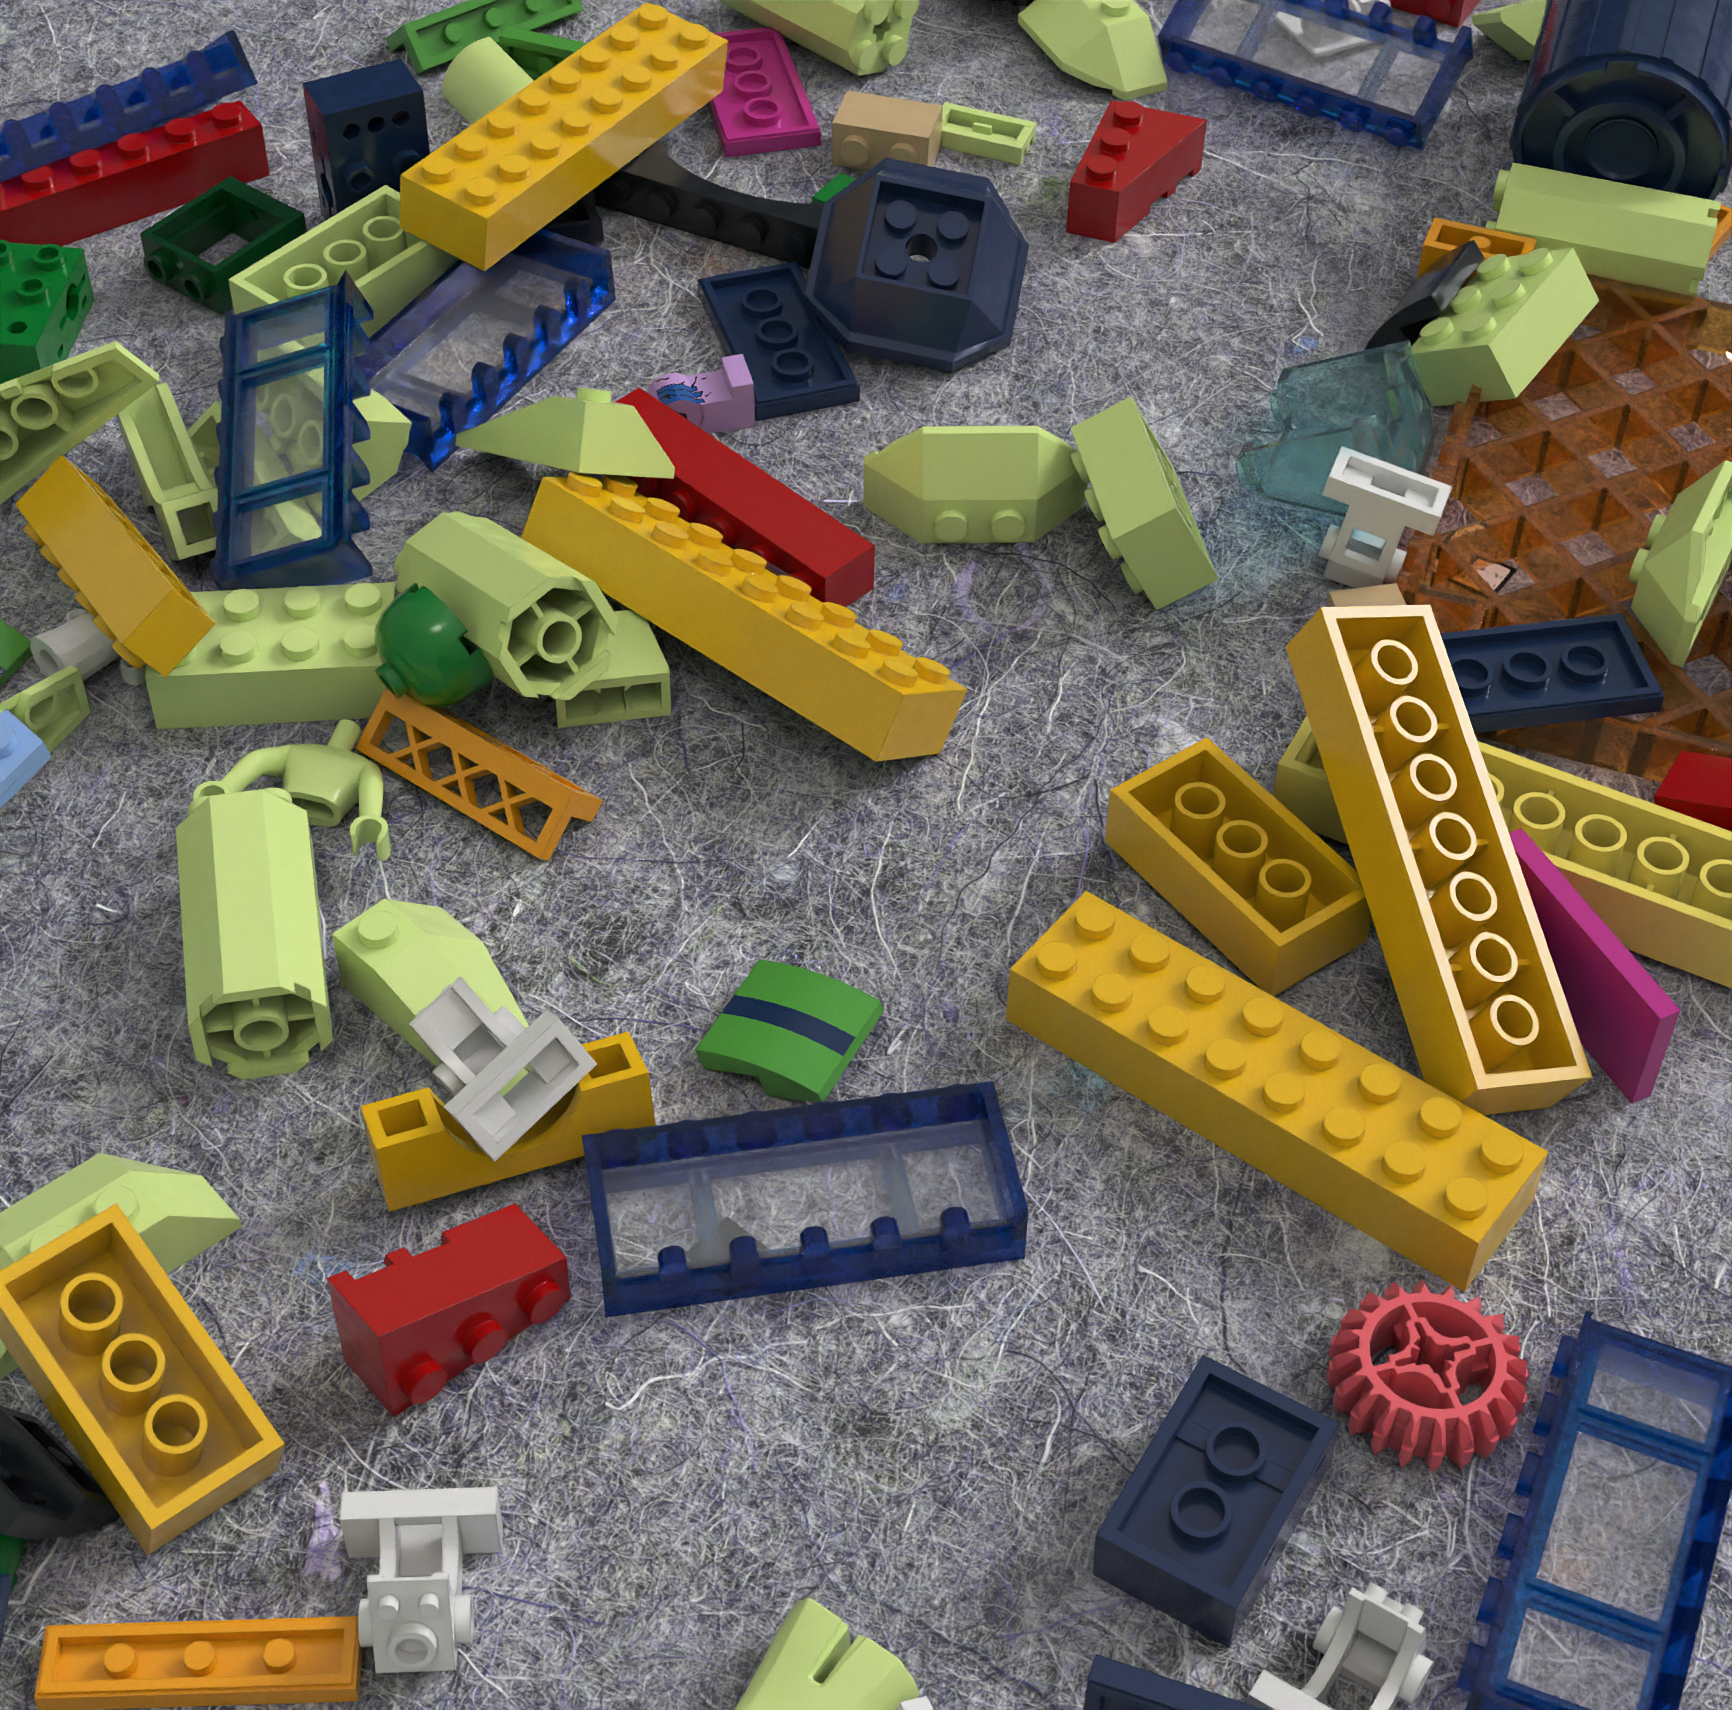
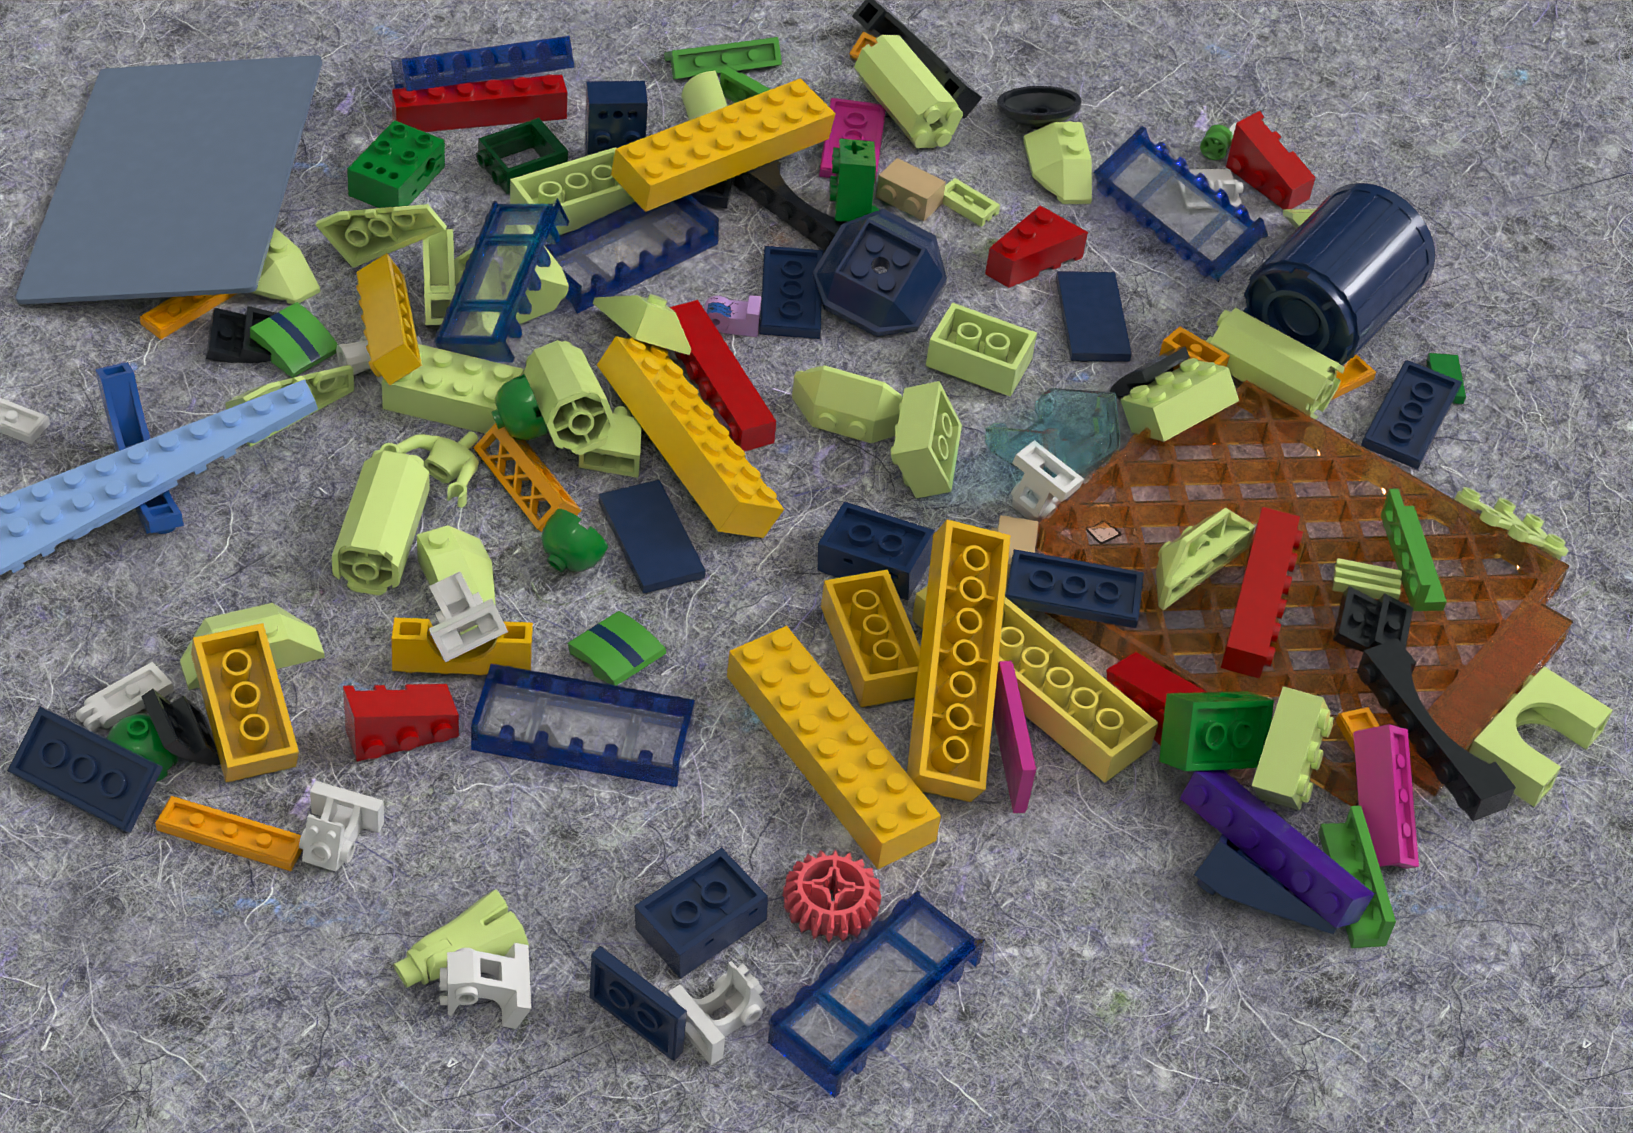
camera: 15 degrees right, 0 degrees up
(619, 863) = (571, 544): none -> green cylinder
(749, 809) = (651, 536): none -> dark blue tile
(804, 134) = (854, 179): none -> green piece
(1140, 340) = (981, 349): none -> yellowish green brick
(1146, 703) = (872, 542): none -> dark blue piece
(1273, 248) = (1093, 316): none -> dark blue tile

